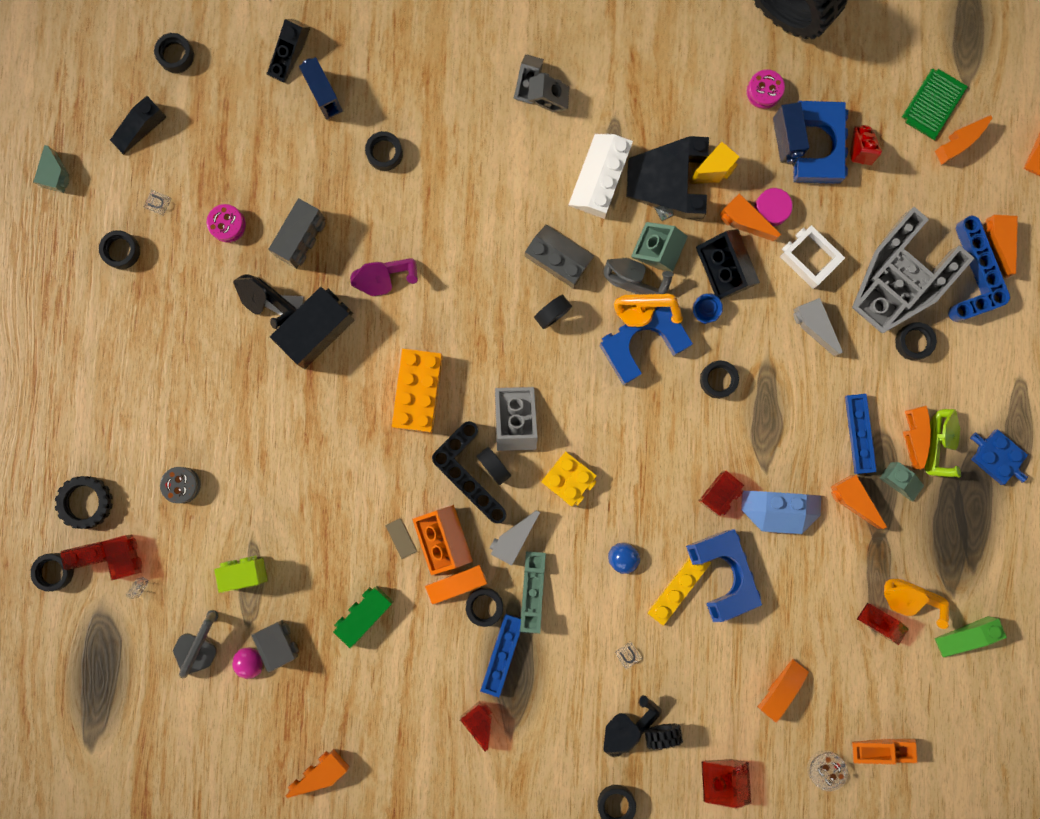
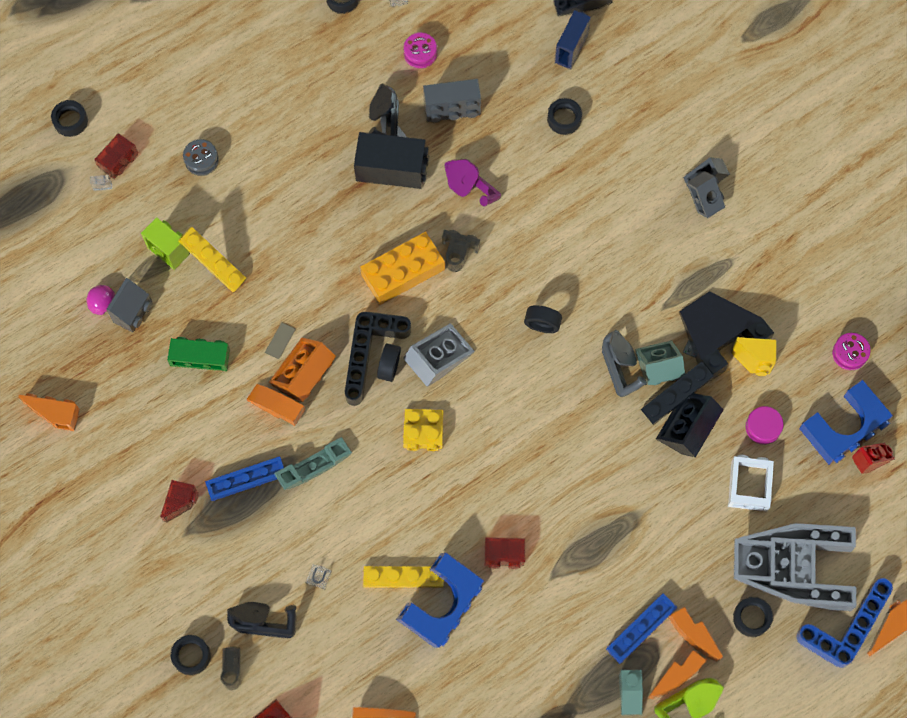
camera: 55 degrees right, 15 degrees down
(64, 495) = (132, 87): black tyre -> none
(83, 556) = (97, 129): clear red brick -> none
(194, 652) = (81, 254): dark grey piece -> none
(287, 546) = (212, 259): none -> yellow plate
(434, 330) = (458, 248): none -> clear smoke pin
(469, 607) = (273, 423): black tyre -> none
(510, 543) = (341, 420): light grey slope -> none
(558, 255) = (590, 294): dark grey slope -> none
(600, 174) = (679, 280): white slope -> none
(617, 346) = (558, 387): blue arch -> none
(624, 558) = (393, 516): blue hair -> none
(639, 308) = (602, 382): light orange piece -> none
(650, 780) = (231, 666): none -> clear smoke piece
(663, 736) = (274, 647): black tyre -> none
(697, 254) = (677, 393): none -> black plate
(707, 308) = (641, 432): blue hair -> none
(733, 374) = (591, 469): black tyre -> none
(745, 217) = (736, 408): orange slope -> none
(781, 511) = (530, 612): medium blue wedge -> none
(790, 132) = (832, 391): dark blue brick -> none
(816, 323) = (700, 524): light grey slope -> none
(854, 497) = (584, 662): orange slope -> none
(896, 396) = (695, 634): none -> orange slope

